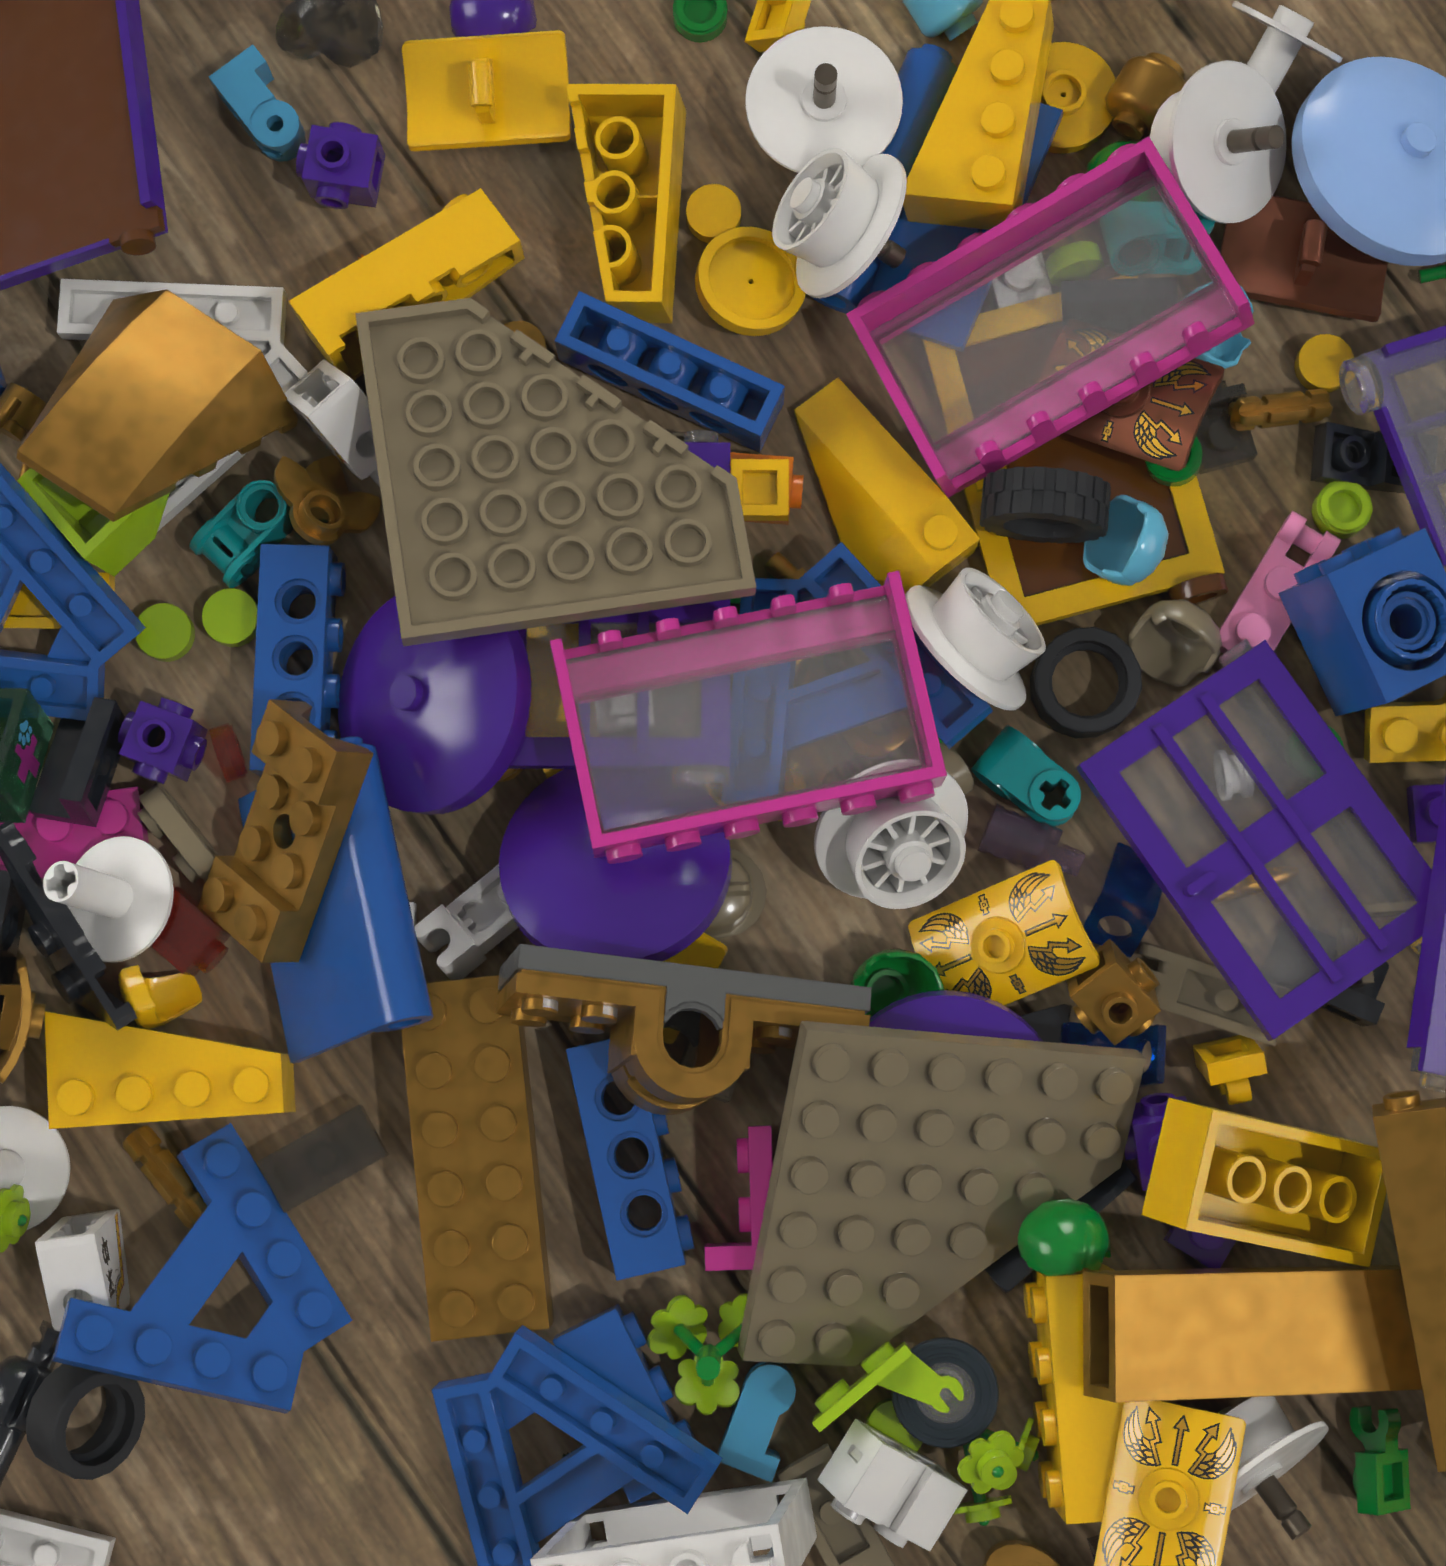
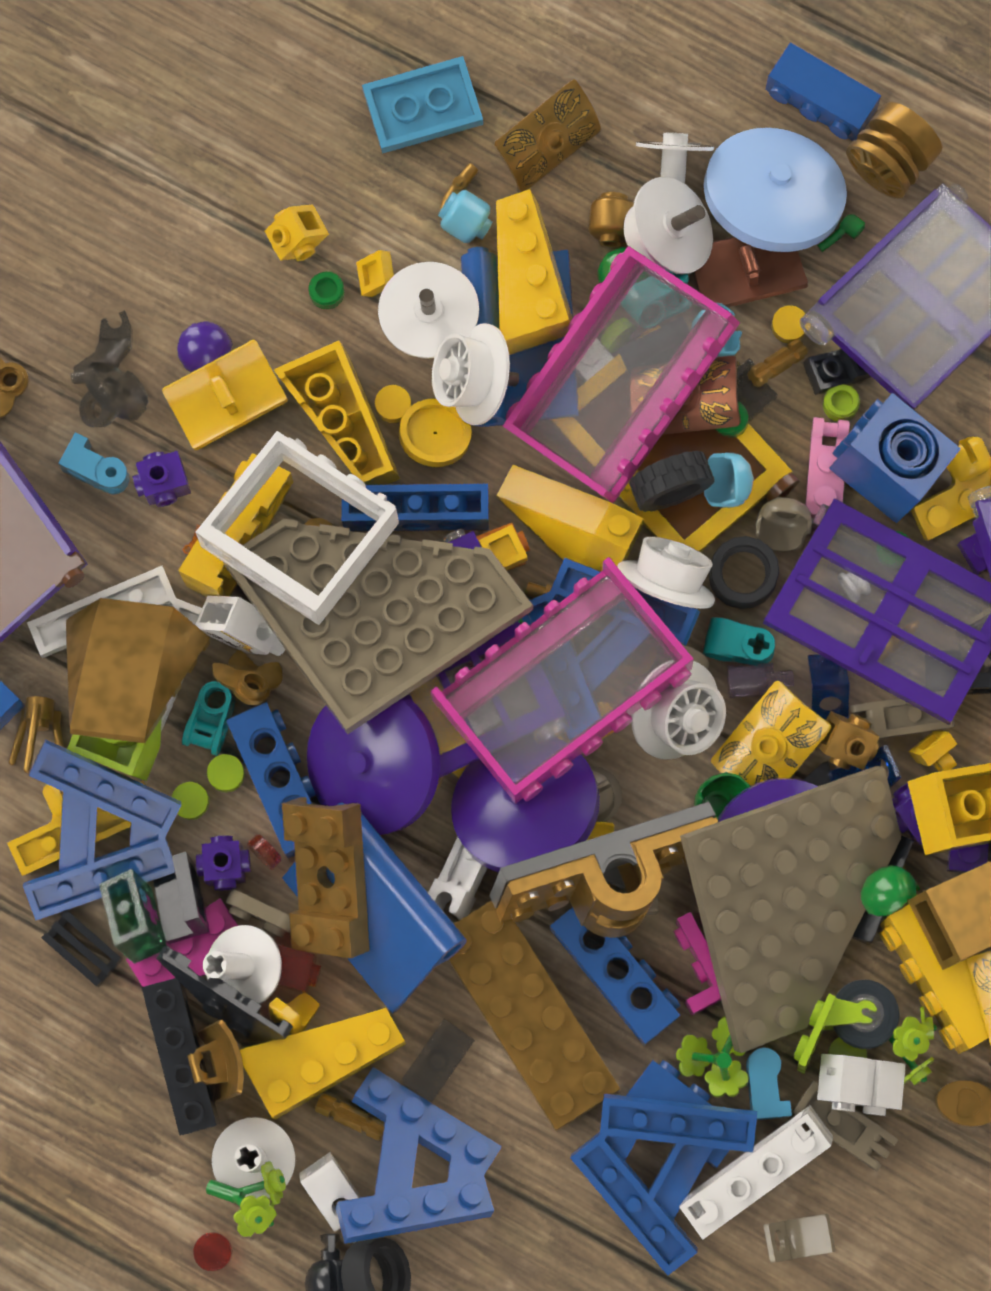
camera: 25 degrees left, 5 degrees down
(438, 228) = (323, 471): none -> white window
(1084, 82) = (572, 227): yellow piece -> none

